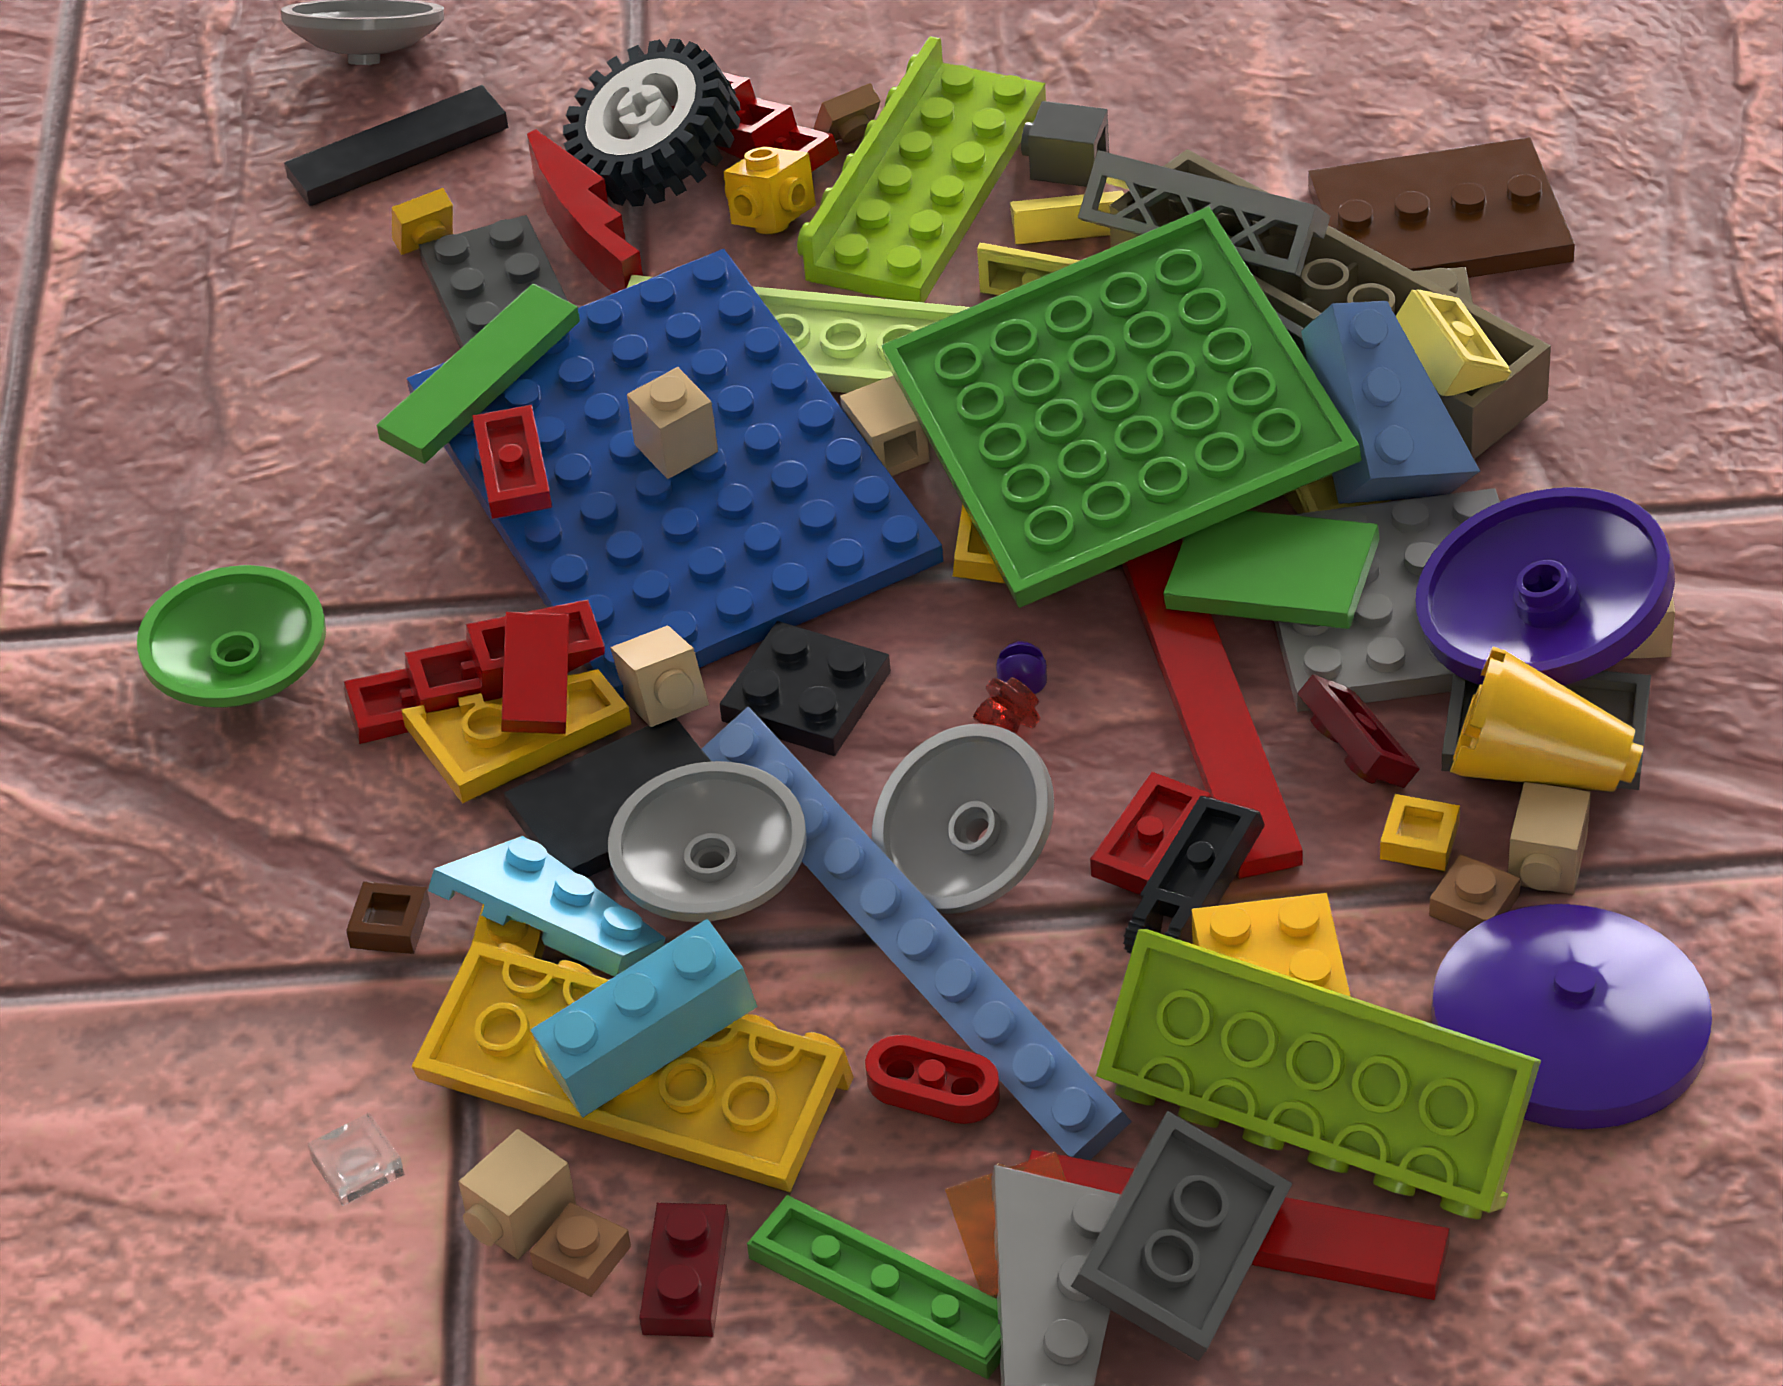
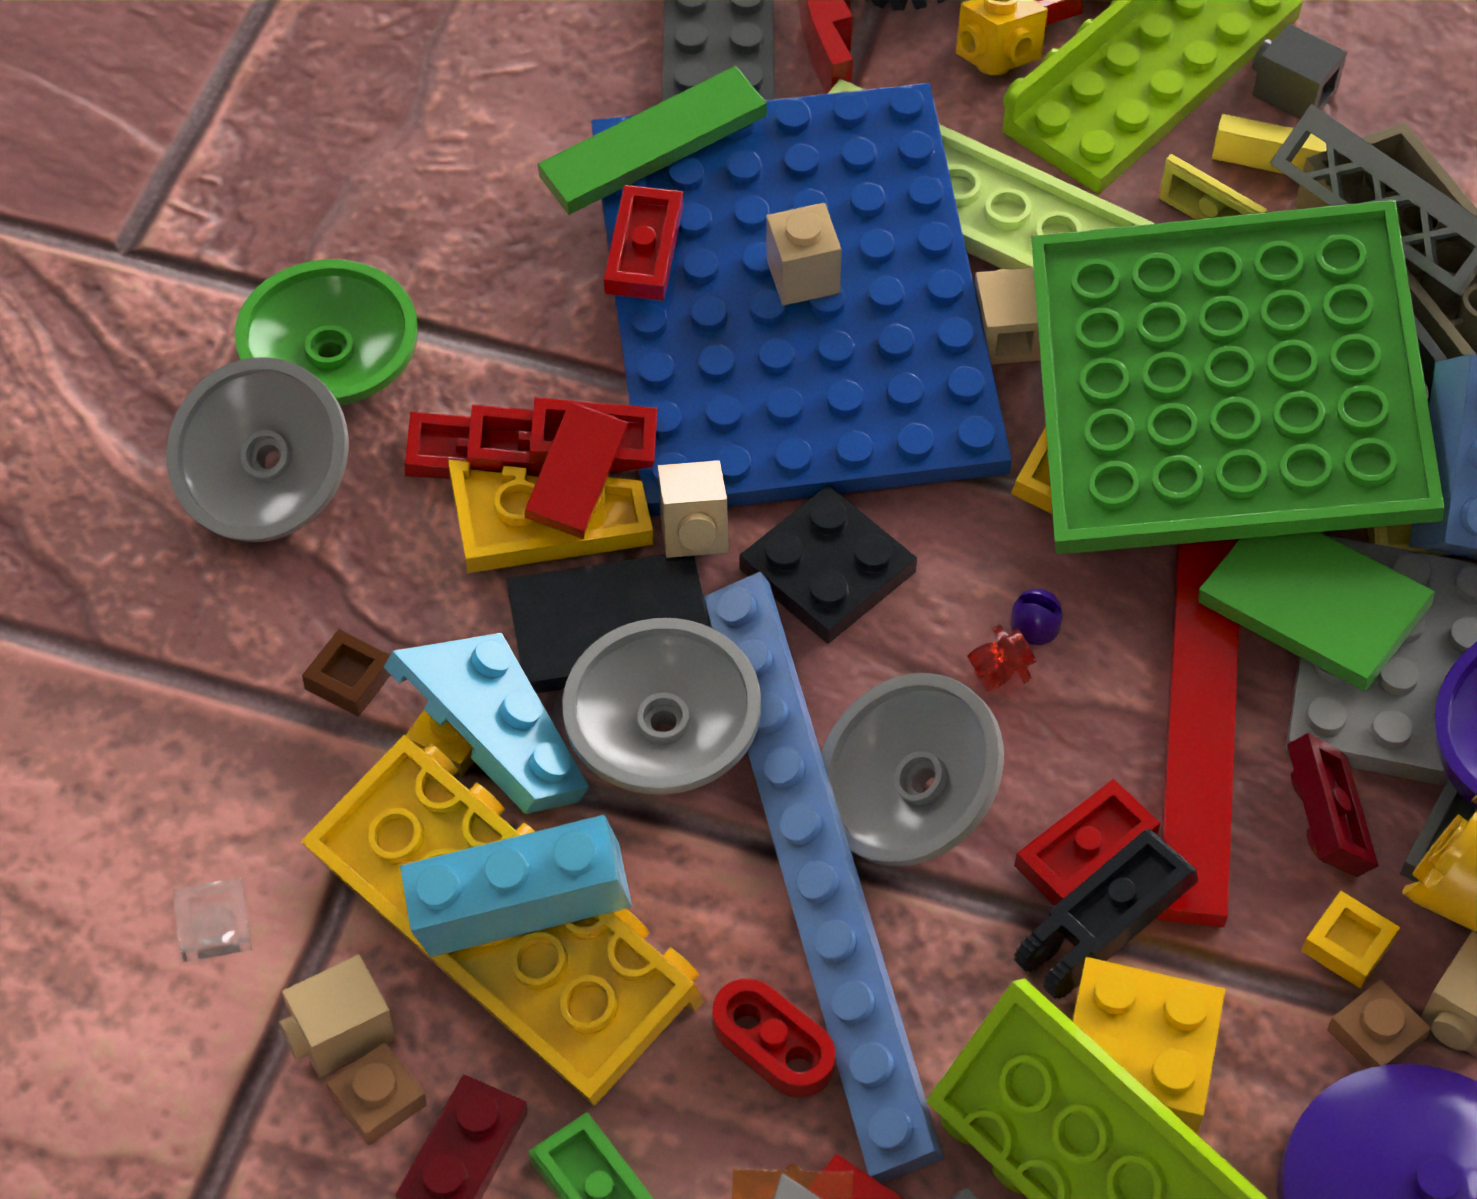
camera: 15 degrees right, 10 degrees up
(189, 726) = (230, 428): none -> light grey dish

